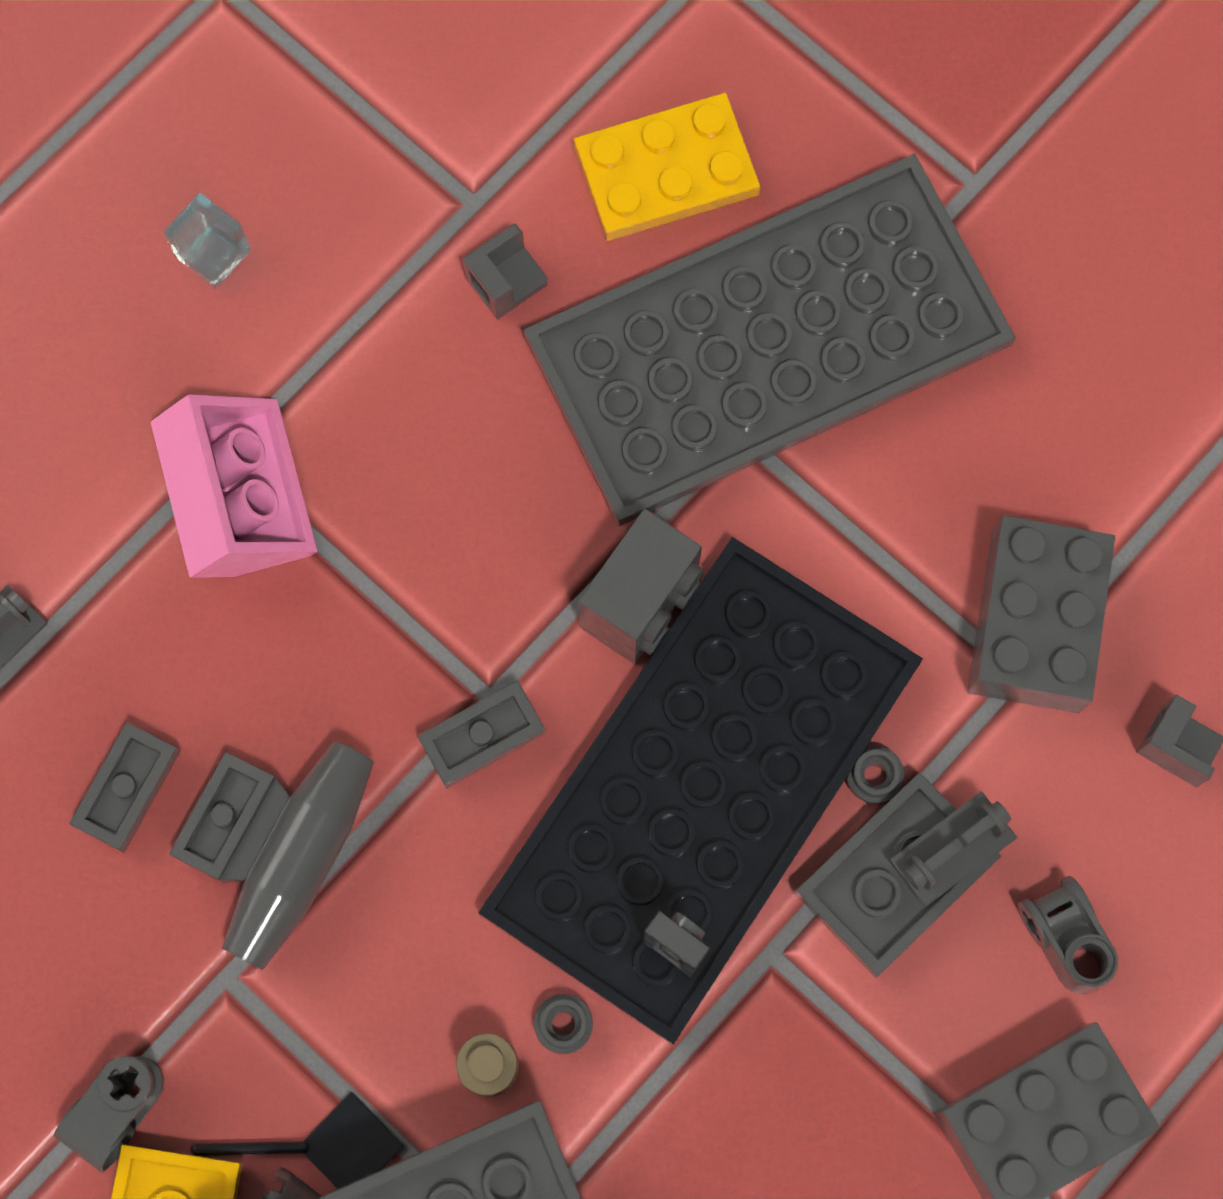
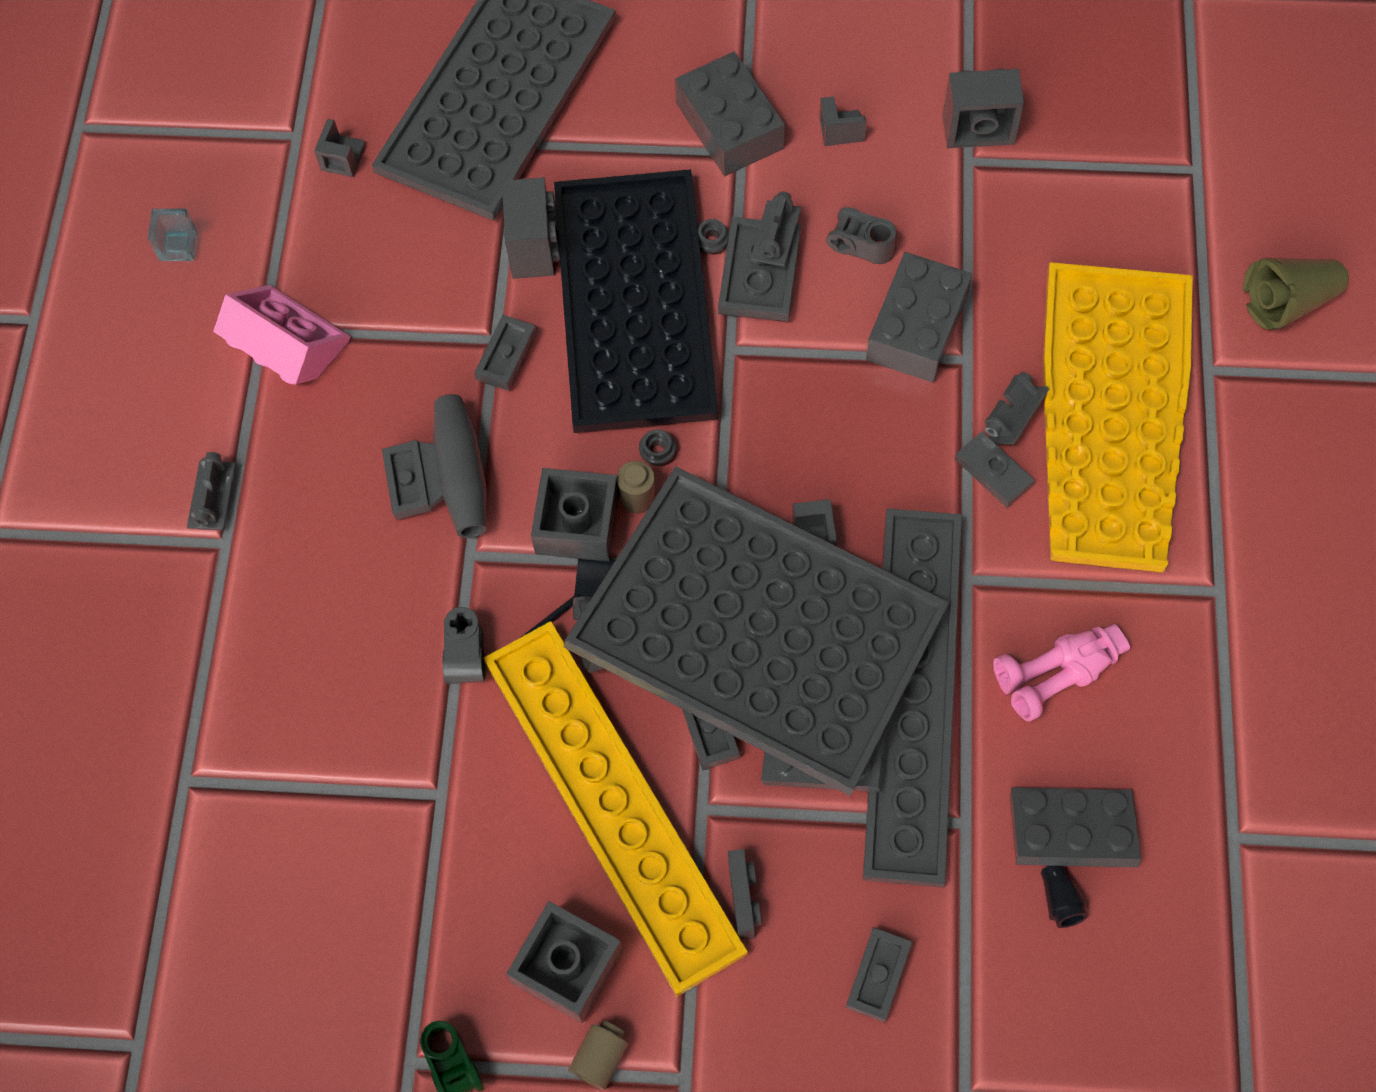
camera: 35 degrees left, 10 degrees down
(125, 787) = (343, 504): dark grey plate -> none
(378, 1046) = (575, 514): none -> dark grey brick
(666, 166) = (380, 55): yellow plate -> none
(677, 941) = (681, 354): dark grey plate -> none

